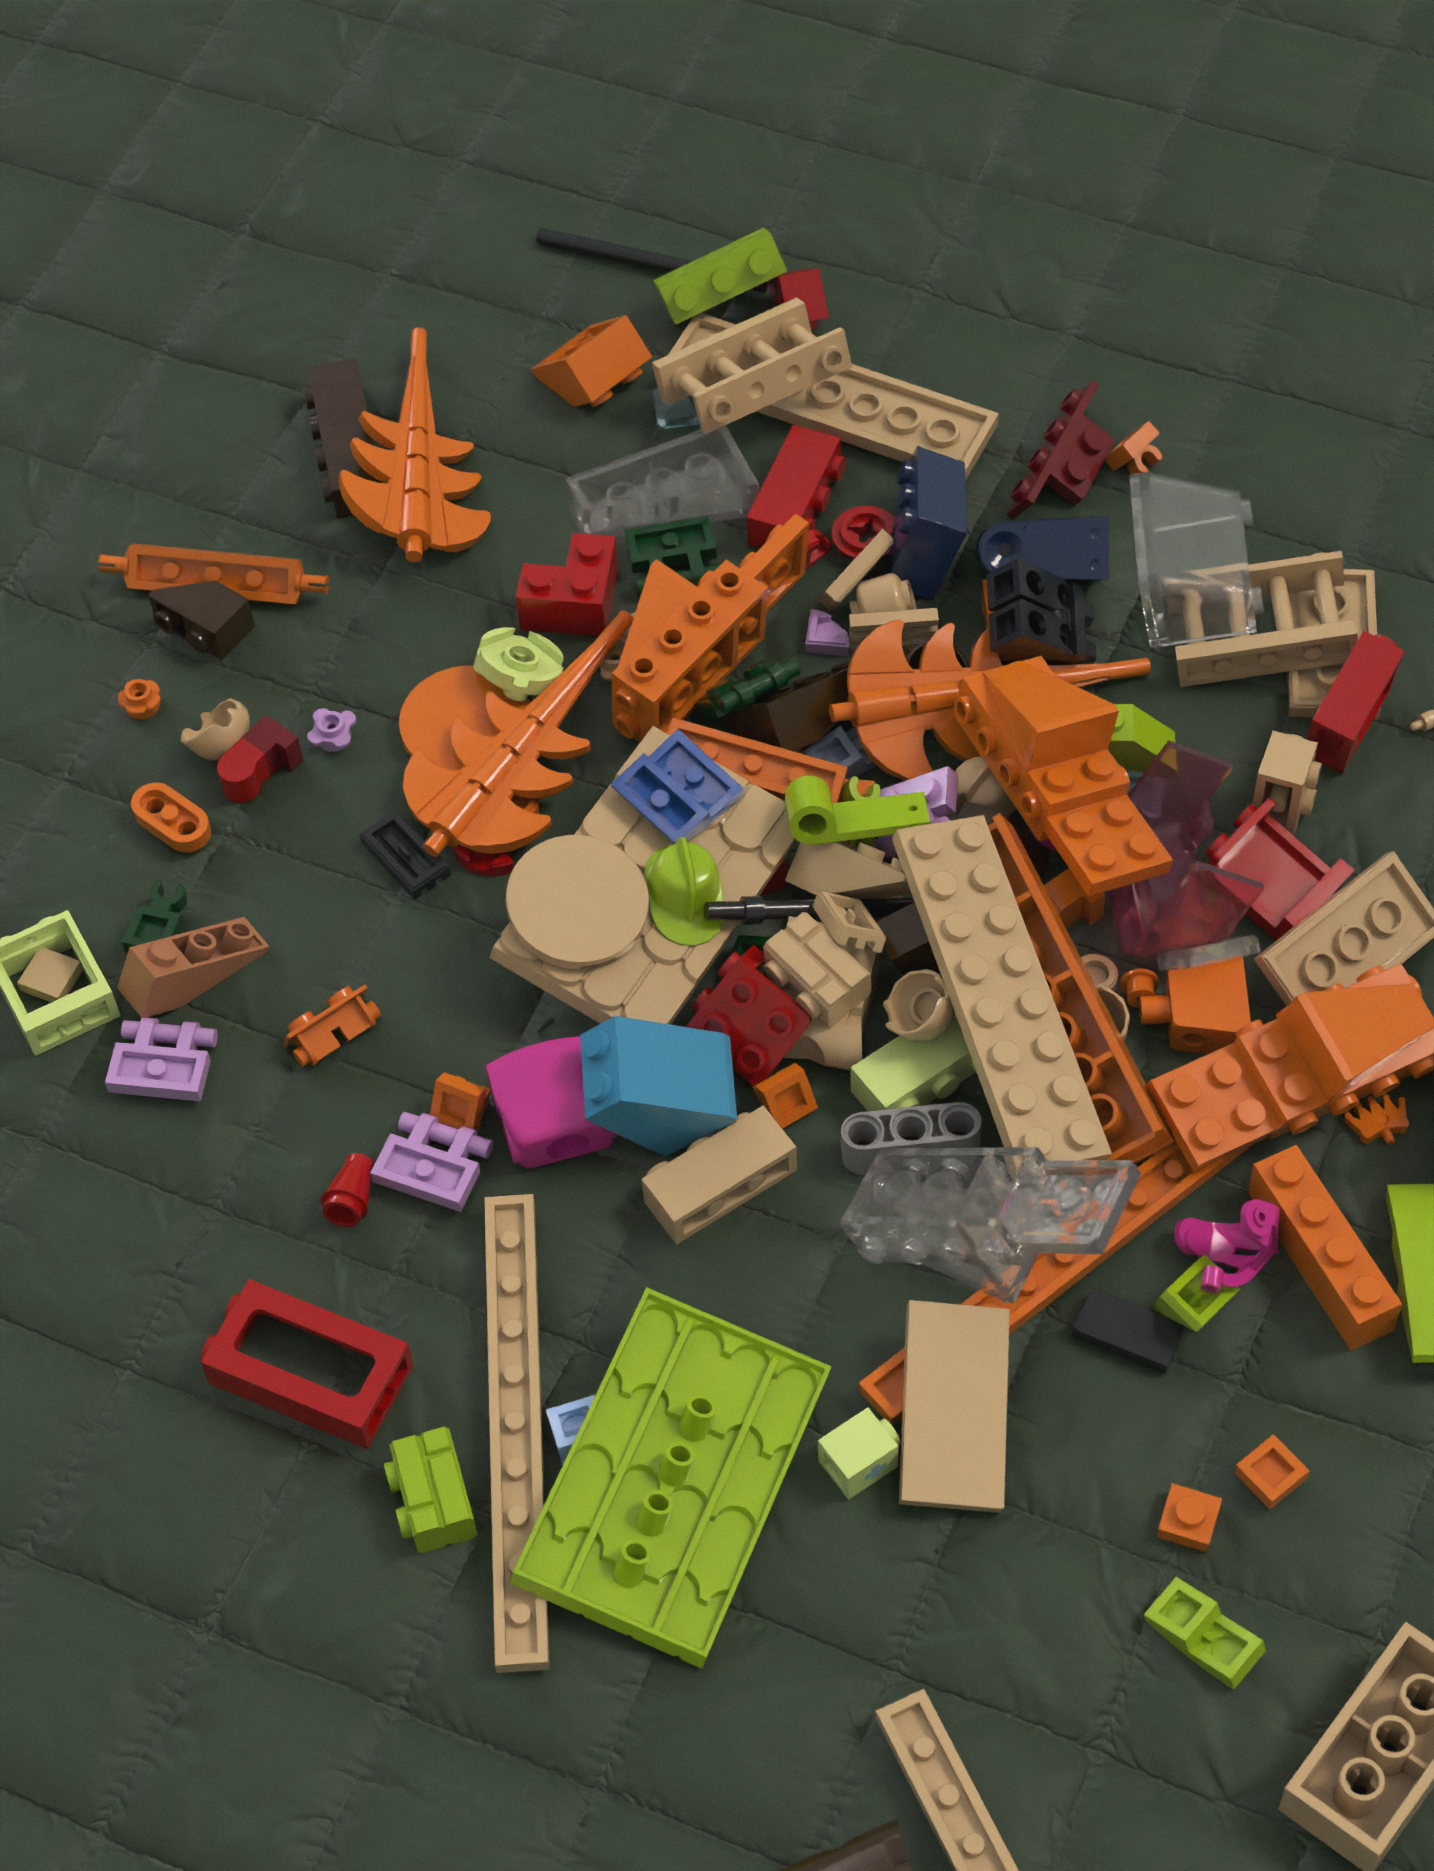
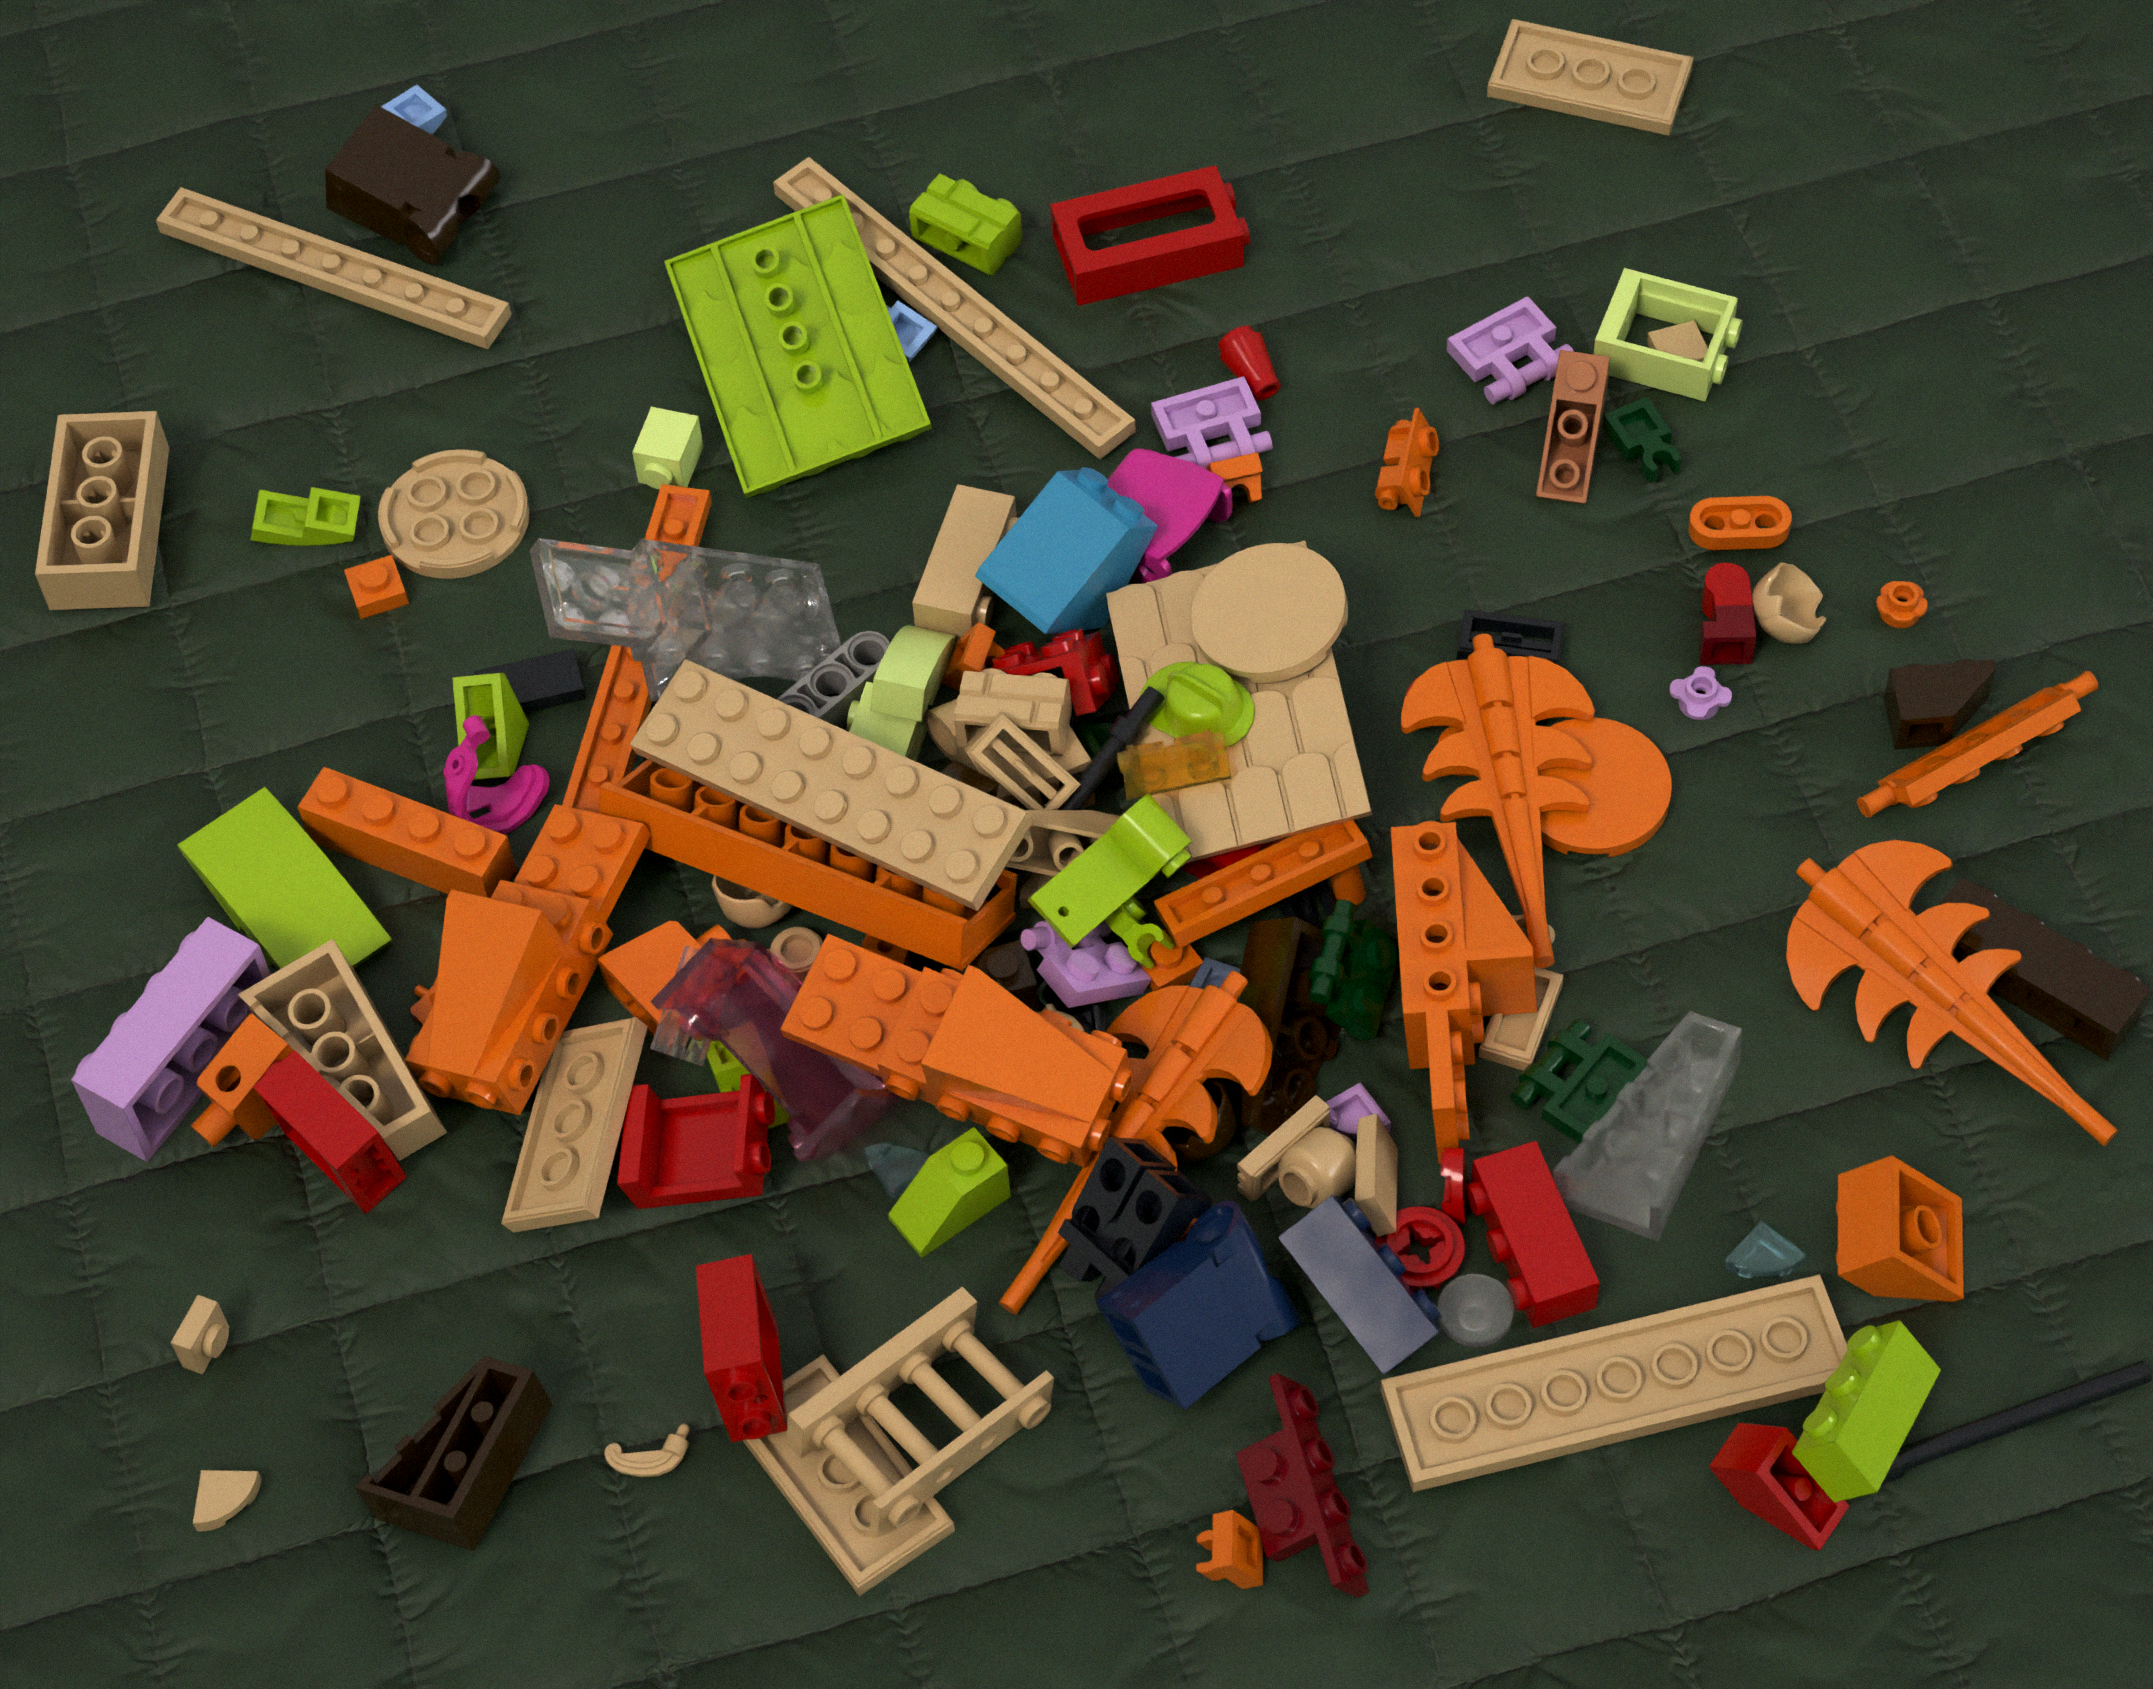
camera: 140 degrees right, 0 degrees up
(518, 663) = (1619, 833): yellowish green plate -> none
(571, 596) = (1623, 962): red brick -> none
(678, 788) = (1284, 765): blue slope -> none
(744, 855) = (1186, 764): none -> clear yellow hinge
(751, 365) = (1752, 1290): tan fence -> none
(840, 1089) = (911, 672): none -> yellowish green slope
(867, 483) = (1475, 1310): none -> clear piece
(919, 1006) = (899, 733): tan hair -> none
(954, 1406) = (609, 502): tan tile -> none
(1074, 1545) = (454, 514): none -> tan tile
(1192, 560) = (1046, 1403): clear windscreen -> none
(1271, 1471) = (330, 651): orange plate -> none
(1288, 778) = (750, 1220): tan brick -> none

